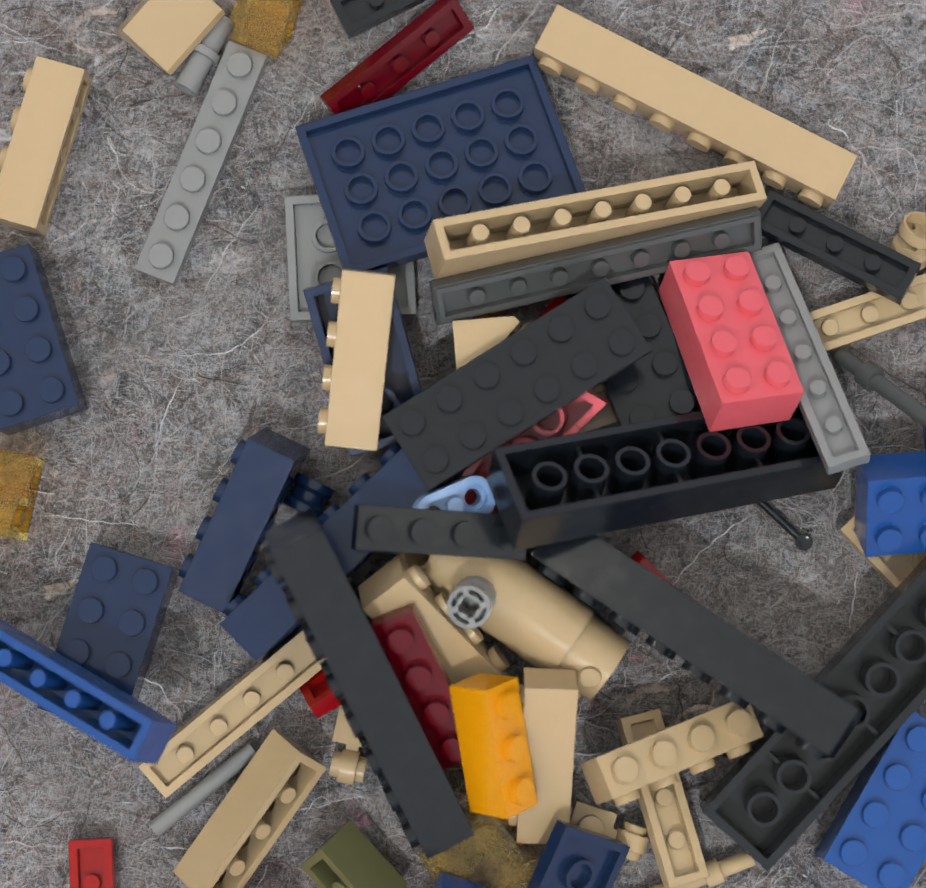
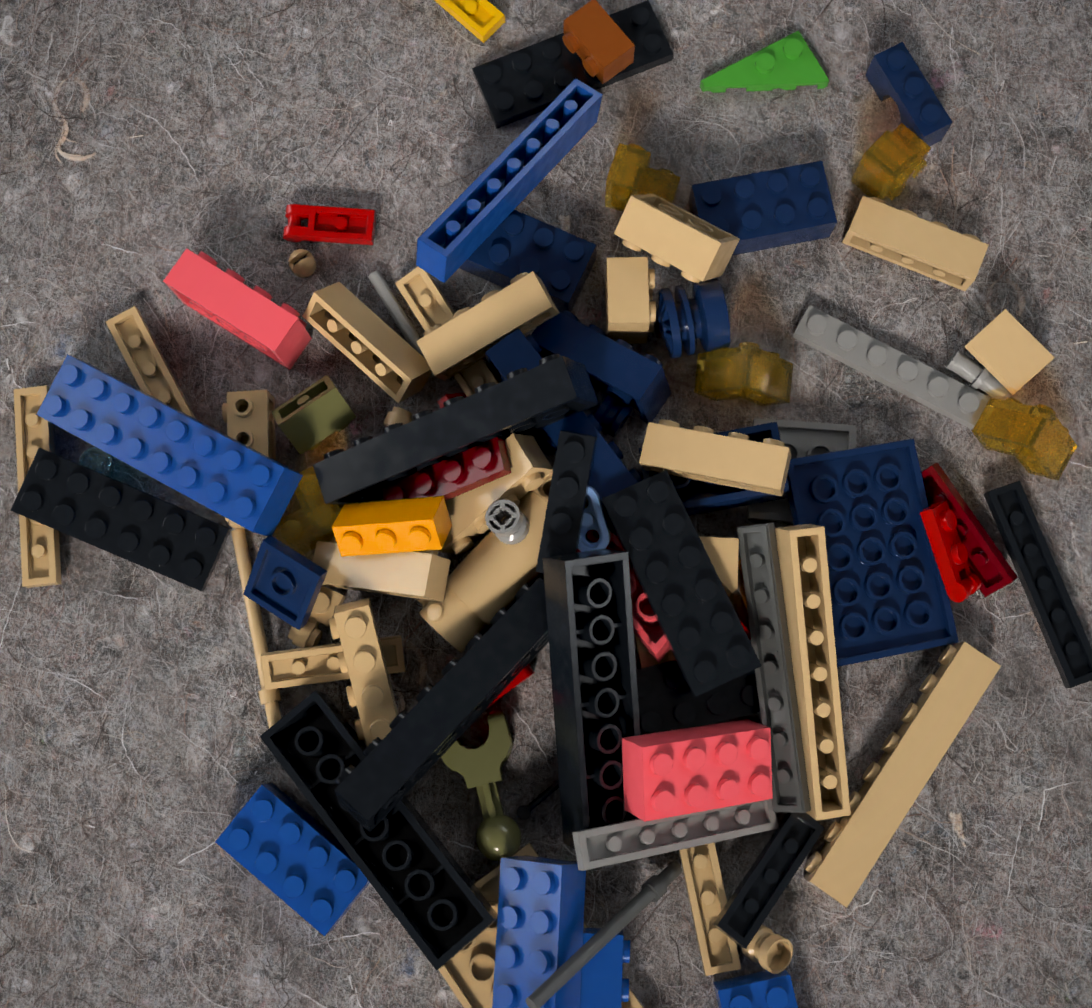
camera: 105 degrees right, 5 degrees down
(77, 440) = (675, 237): none -> tan brick
(158, 493) = (627, 298): none -> tan brick
(173, 407) = (699, 317): none -> dark blue wheel
(216, 665) = (477, 329): none -> tan brick
(238, 338) = (744, 374): none -> clear yellow brick
(428, 73) = (949, 552): none -> red plate
(761, 598) = (481, 768): none -> olive piece

